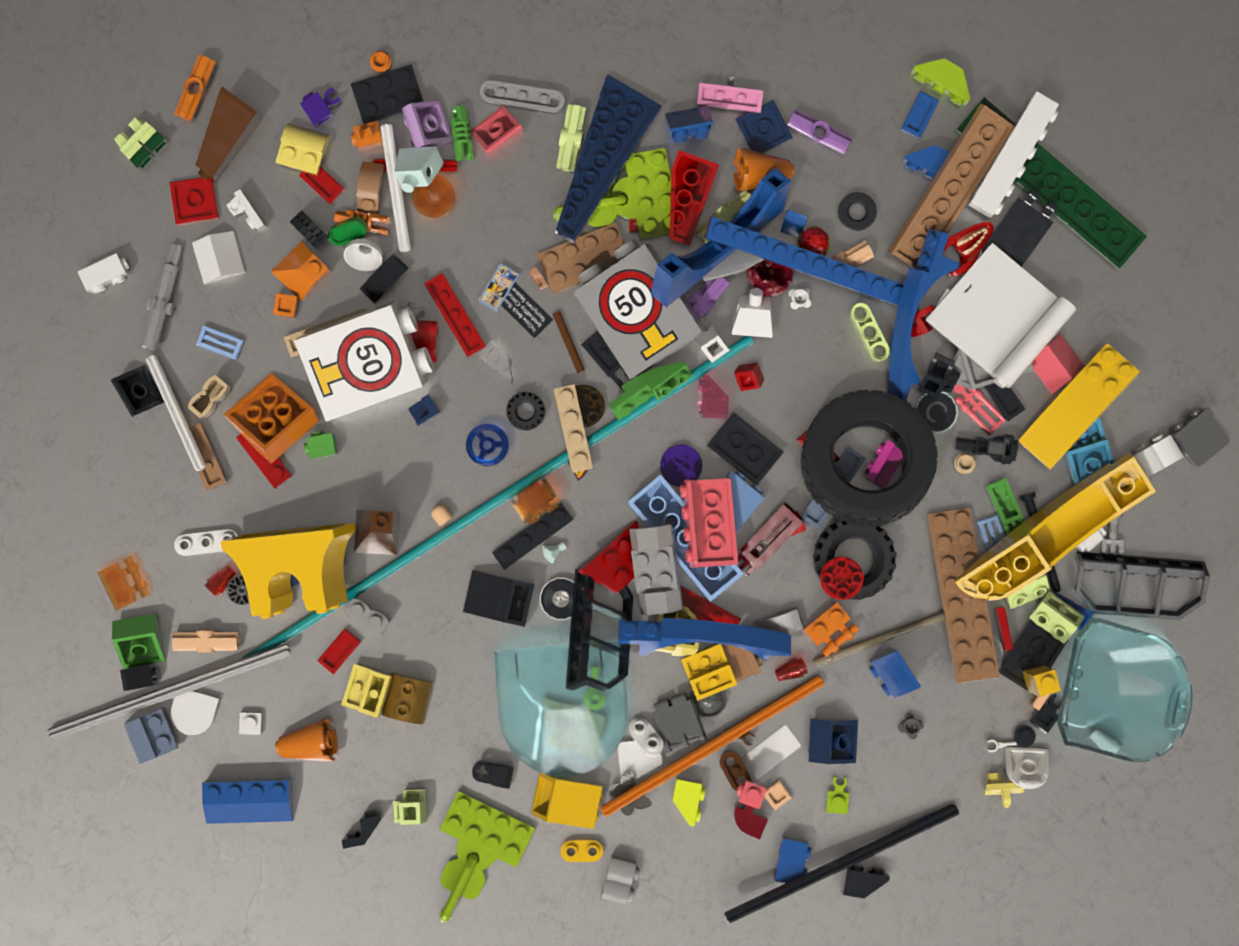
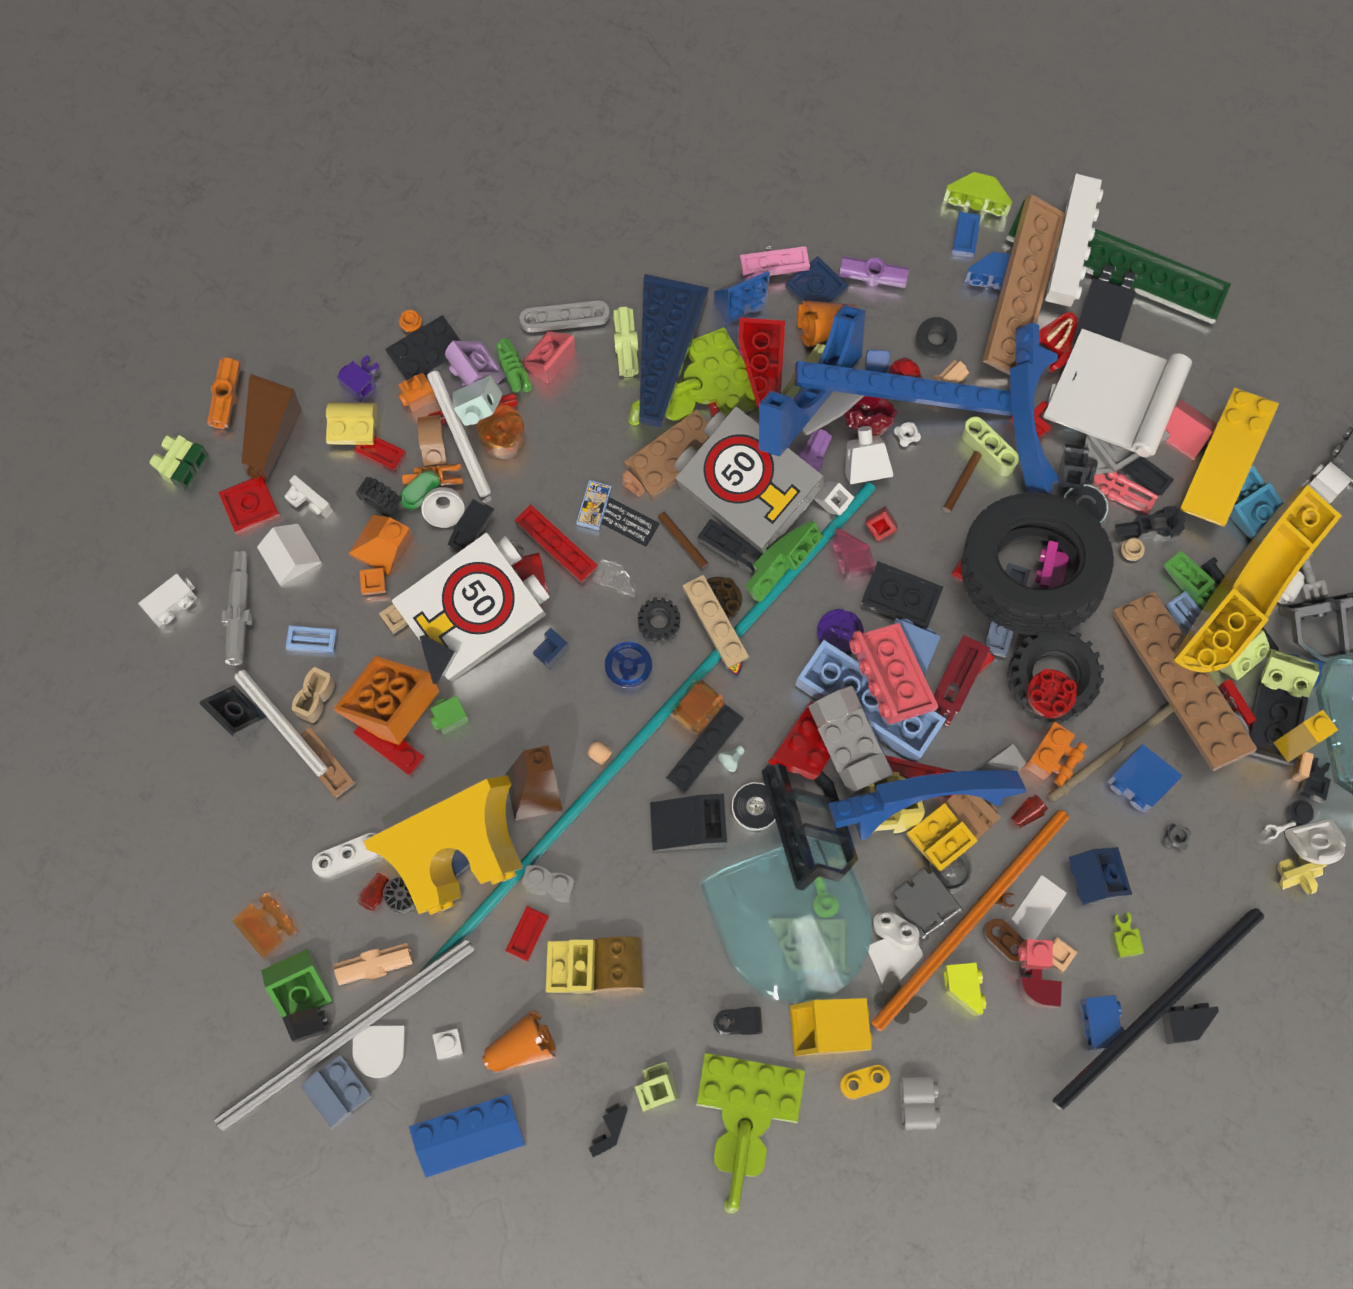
camera: 20 degrees left, 15 degrees down
(320, 402) = (437, 658): none -> black slope
(840, 351) = (962, 481): none -> reddish brown bar

